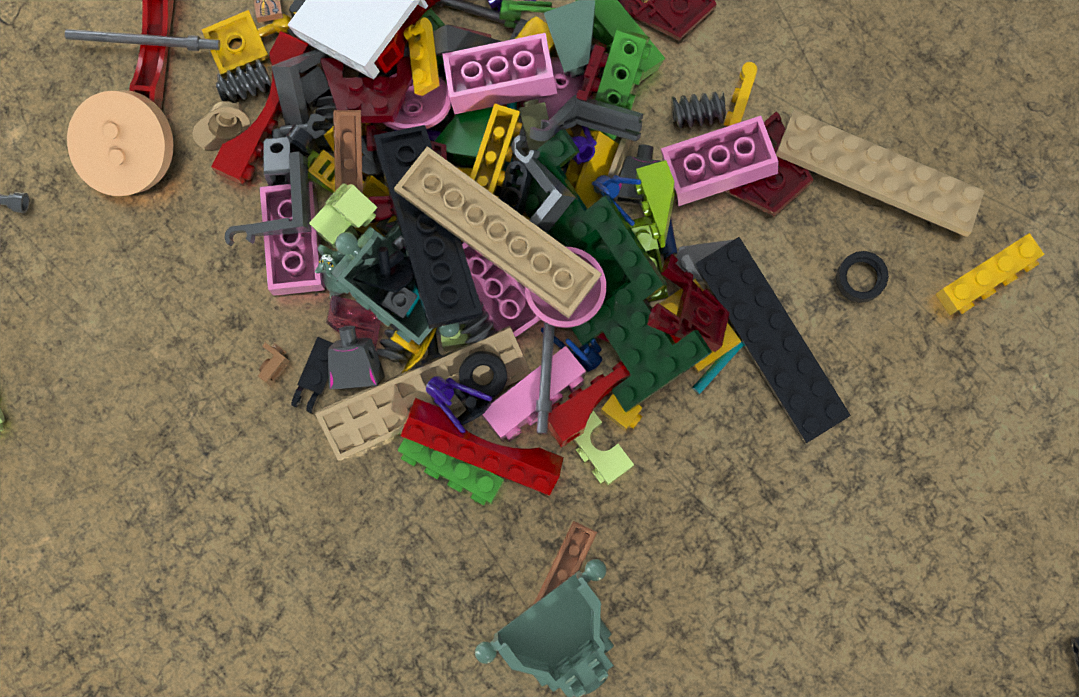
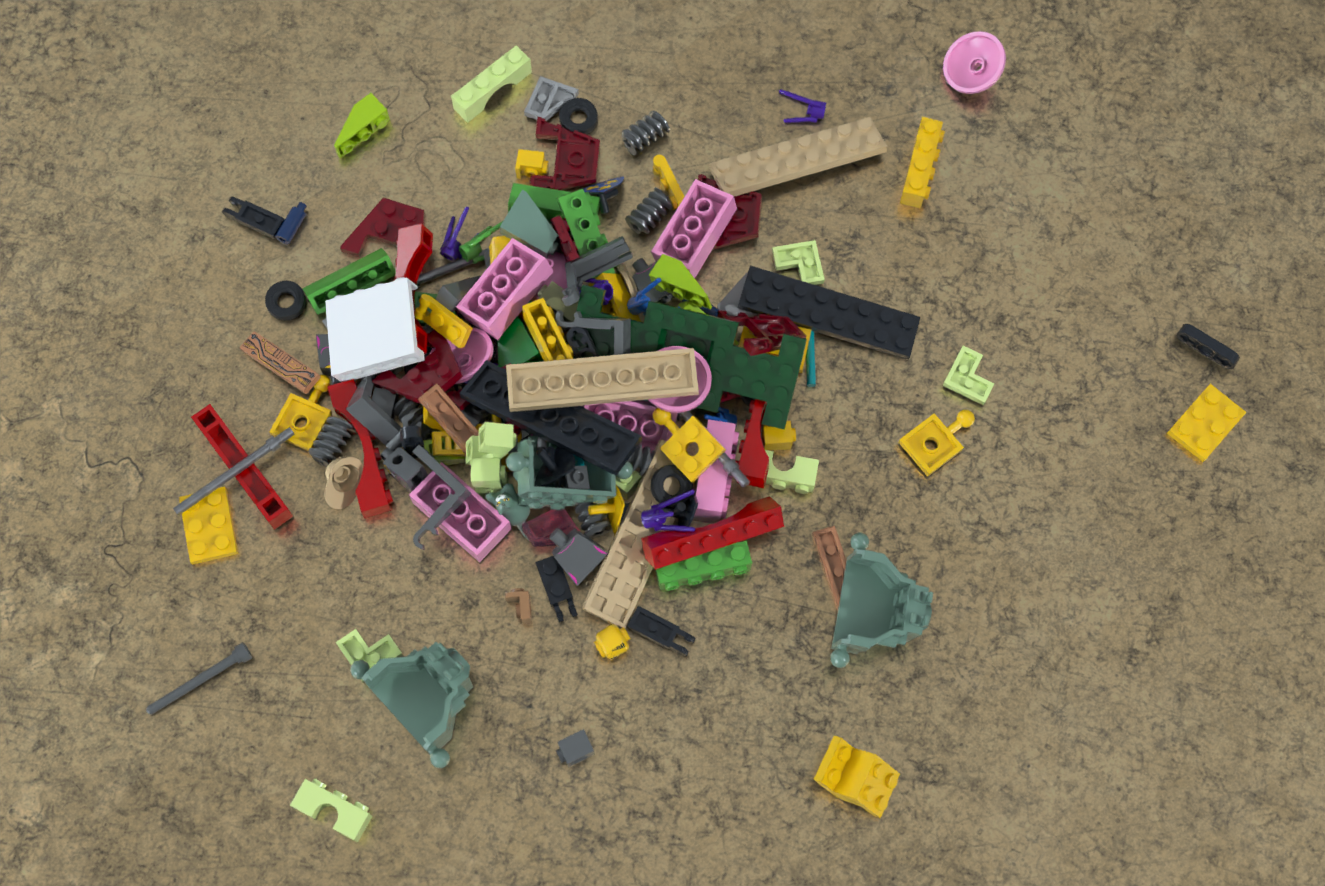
camera: 45 degrees left, 10 degrees down
(85, 69) = (209, 528): none -> yellow plate
(109, 296) = (356, 649): none -> yellowish green plate
(120, 142) = (282, 549): light nougat brick -> none
(126, 368) = (422, 693): none -> sand green piece
(206, 524) = (575, 748): none -> dark grey brick
(317, 462) = (612, 641): none -> yellow head
(365, 487) = (659, 630): none -> black hinge
(514, 346) = (676, 447): none -> yellow plate
(676, 54) = (606, 191): none -> shield
(763, 30) = (643, 130): none -> dark grey piece
(765, 528) = (935, 430): none -> yellow plate
(798, 270) = (800, 255): none -> yellowish green plate
(834, 506) = (964, 381): none -> yellowish green plate
(867, 257) = (846, 213): black tyre -> none
(941, 138) = (815, 108): none -> dark purple plant

